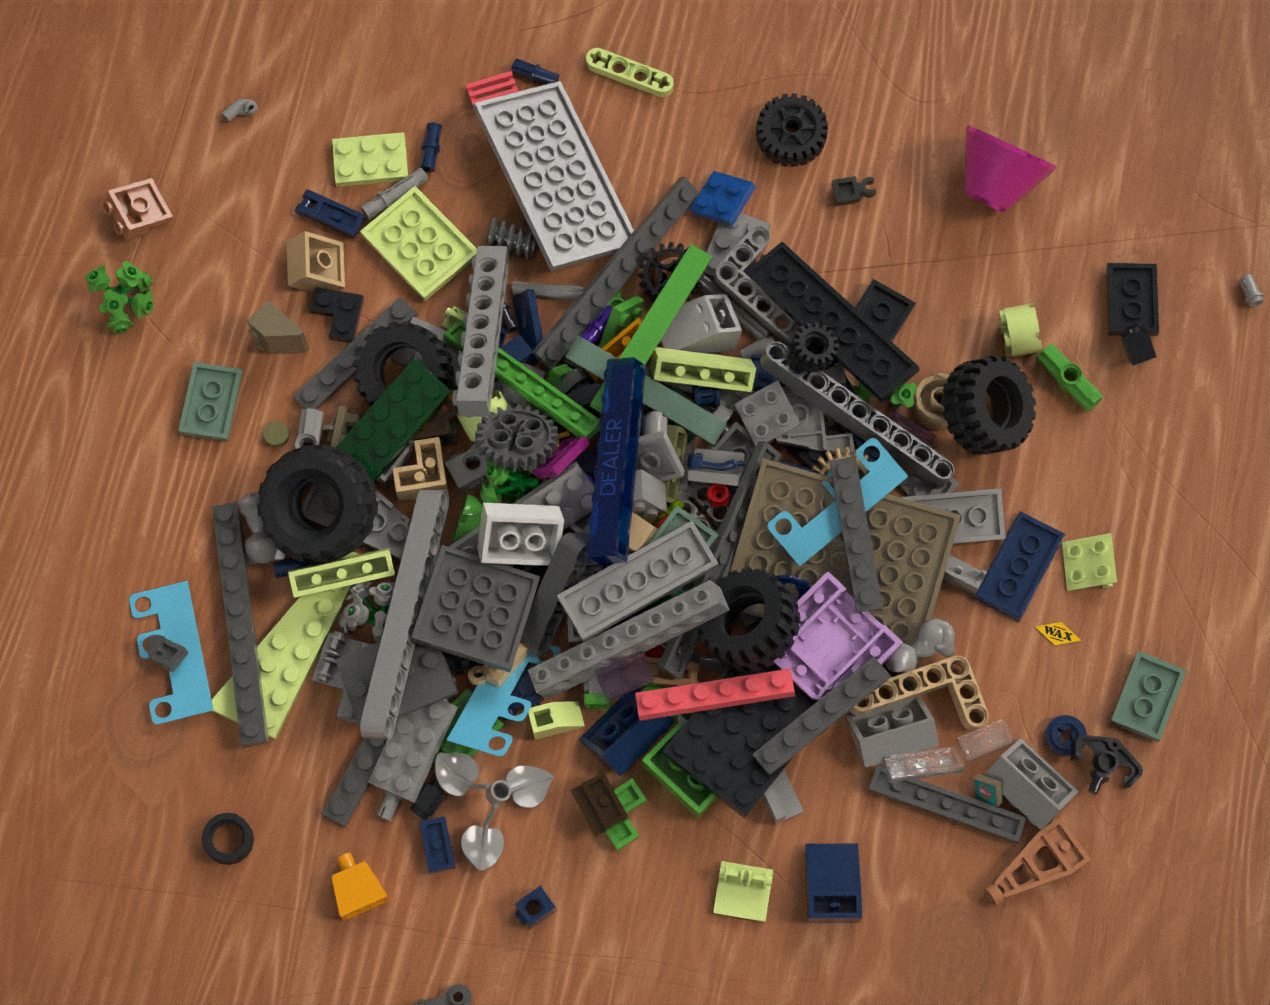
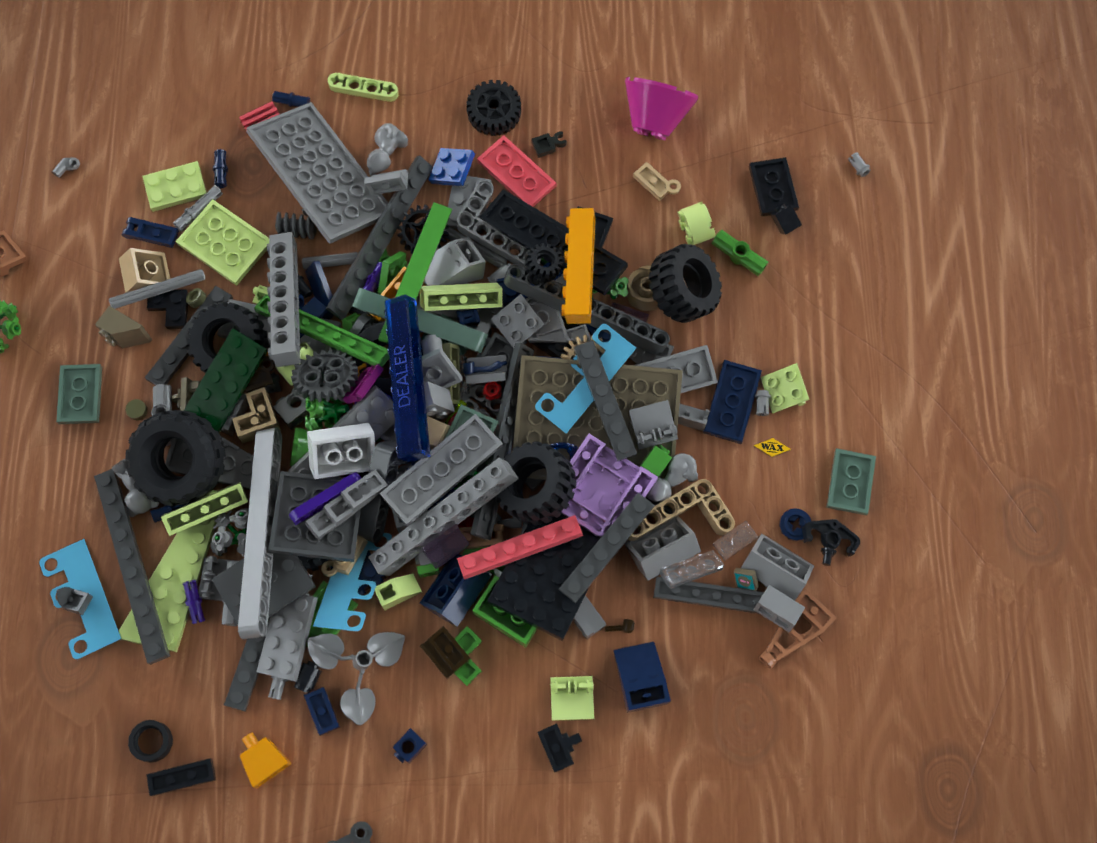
camera: 15 degrees left, 0 degrees up
(256, 888) = (181, 777): none -> black plate
(307, 682) = (193, 601): none -> dark purple pin
(327, 288) = (157, 289): none -> light grey axle
(372, 307) = (196, 297): none -> olive tile
(491, 588) = (317, 503): none -> dark purple beam
(514, 601) = (346, 504): none -> light grey slope
(637, 204) = (387, 182): none -> light grey panel
(648, 147) = (388, 139): none -> light grey animal
(715, 945) = (558, 746): none -> black hinge
(804, 220) = (516, 171): none -> coral plate
(828, 819) = (628, 627): none -> dark brown hand
(858, 359) = (579, 266): none -> light orange brick
(905, 621) = (656, 460): none -> bright green brick
(910, 576) = (653, 424): none -> light grey hinge
(979, 265) = (655, 182): none -> tan hinge
(1020, 833) = (779, 608): none -> light grey hinge
(1057, 575) = (762, 402): none -> light grey pin

